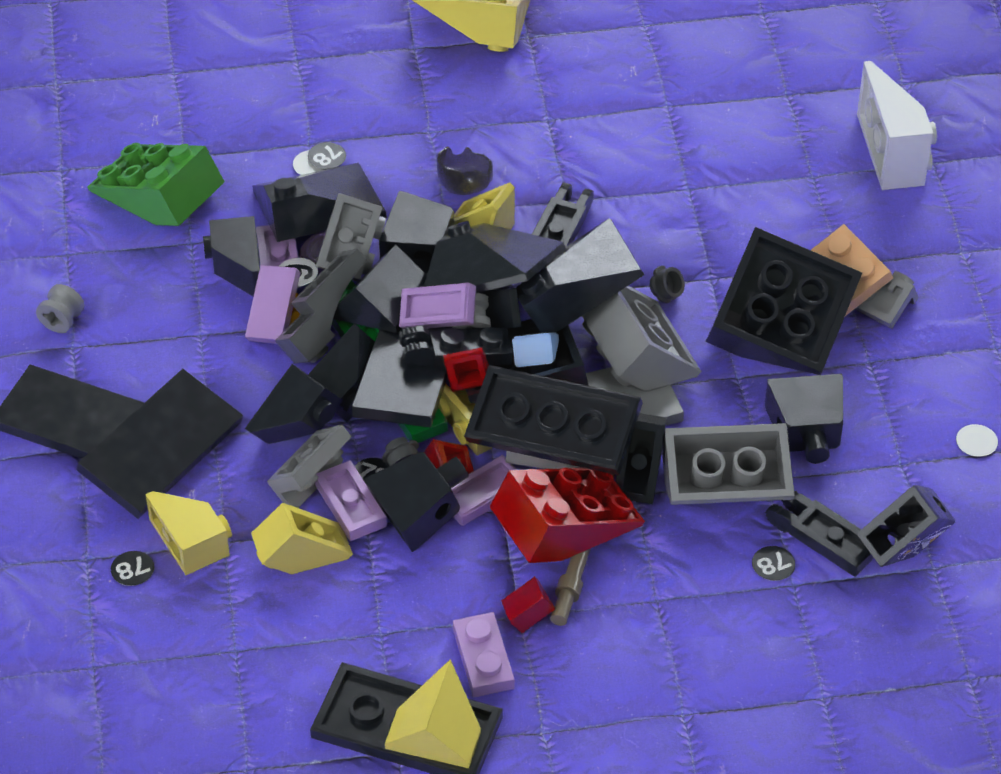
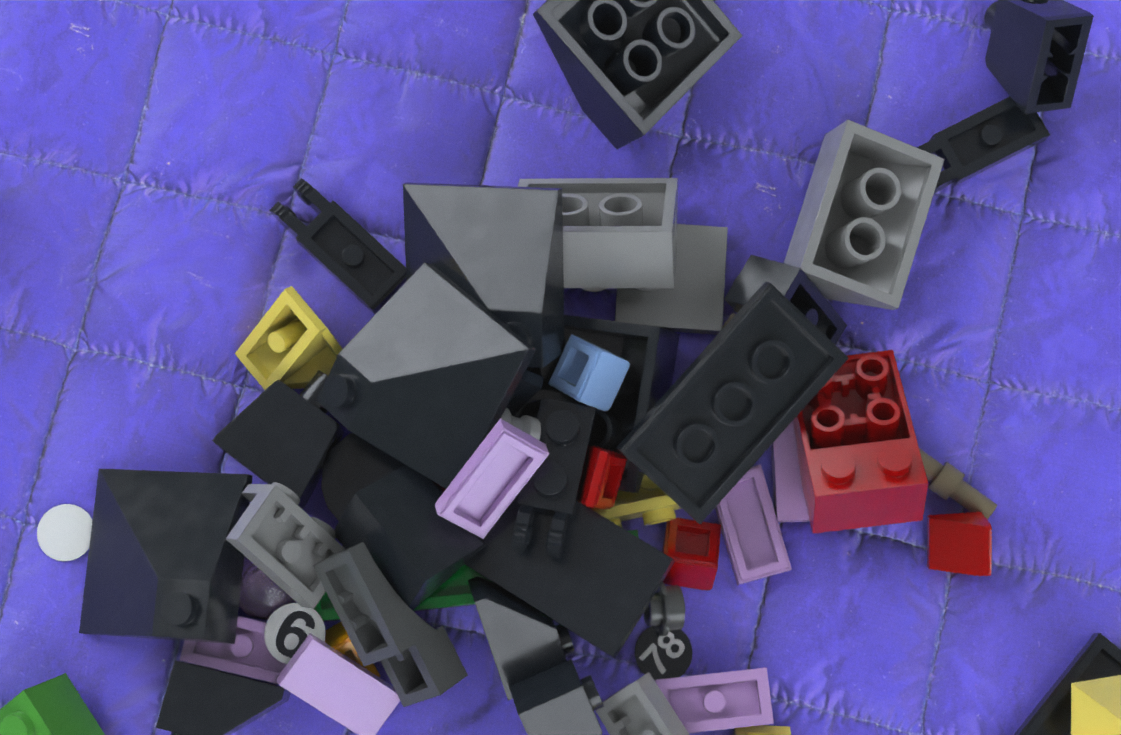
camera: 75 degrees left, 30 degrees up
(326, 155) = (63, 507): sticker -> none
(417, 496) = (753, 617): black torso -> none
(464, 172) = (194, 333): clear smoke hair -> none
(483, 654) = (1004, 622): lavender plate -> none
(667, 283) = (506, 155): dark grey plate -> none
(773, 563) = (983, 222): black sticker -> none
(811, 411) = (796, 80): torso -> none

